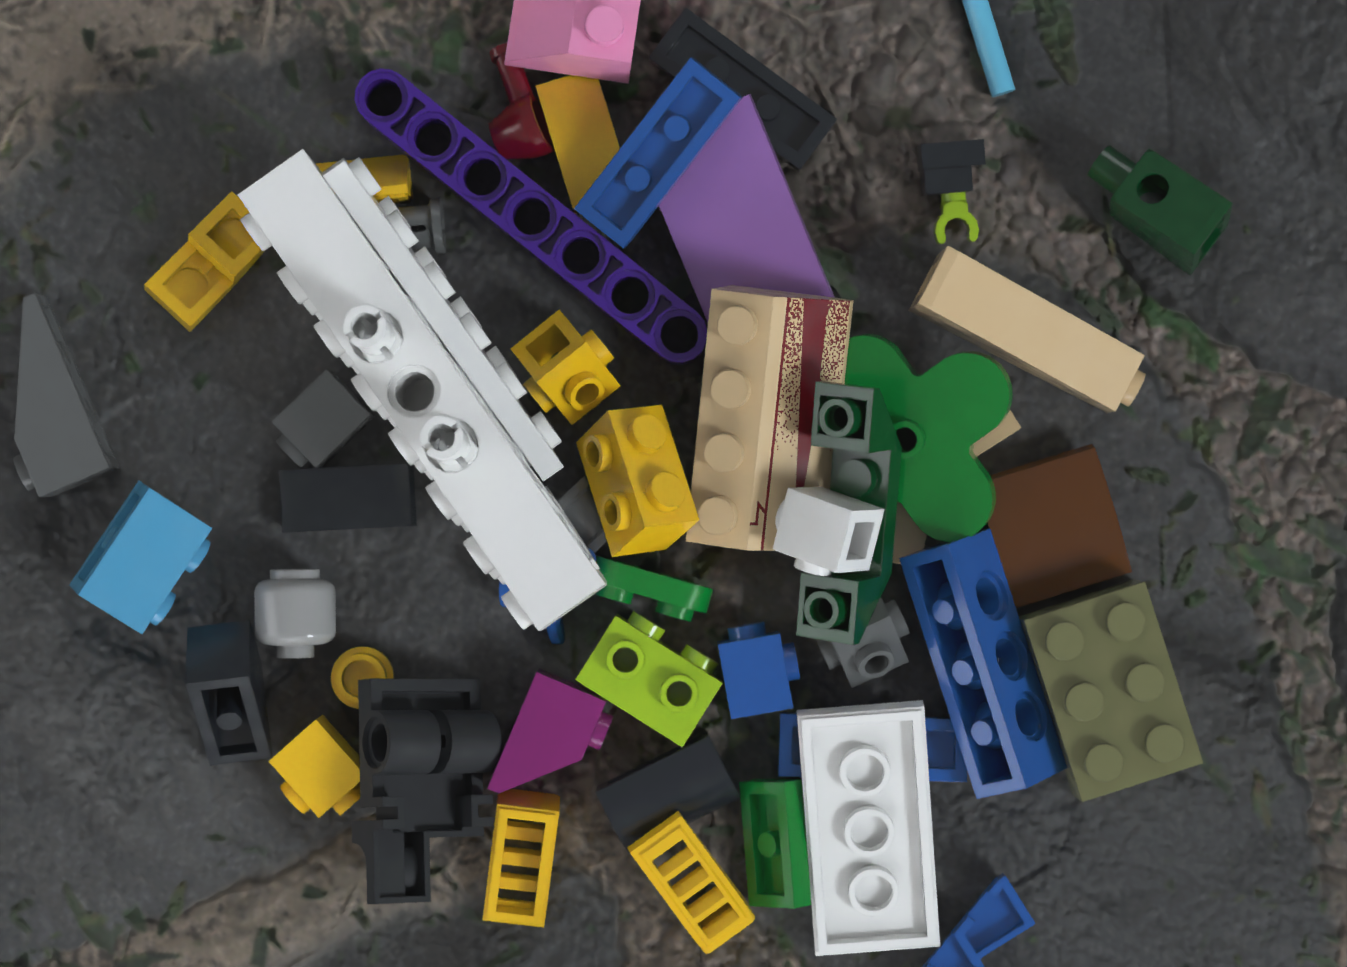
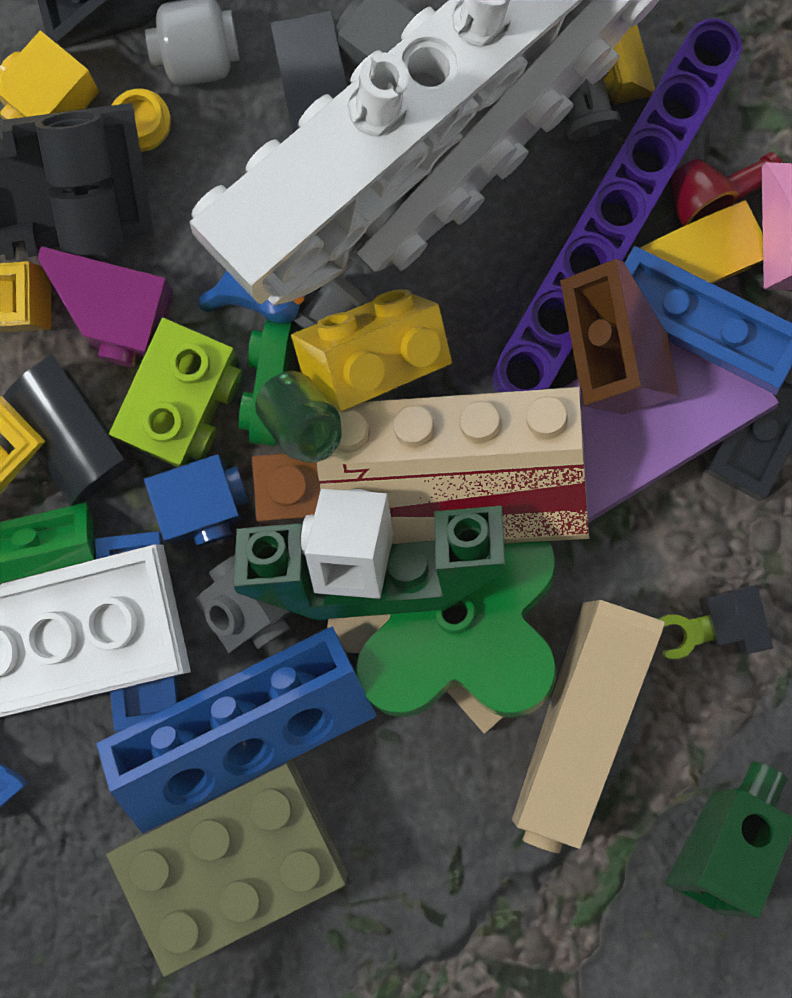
camera: 80 degrees right, 5 degrees down
(573, 378) = (473, 265): yellow brick -> none
(670, 244) = (617, 341): none -> reddish brown slope
(700, 560) = (299, 417): none -> clear green brick
(759, 582) = (284, 489): none -> dark orange brick
(1056, 526) = (389, 784): reddish brown slope -> none

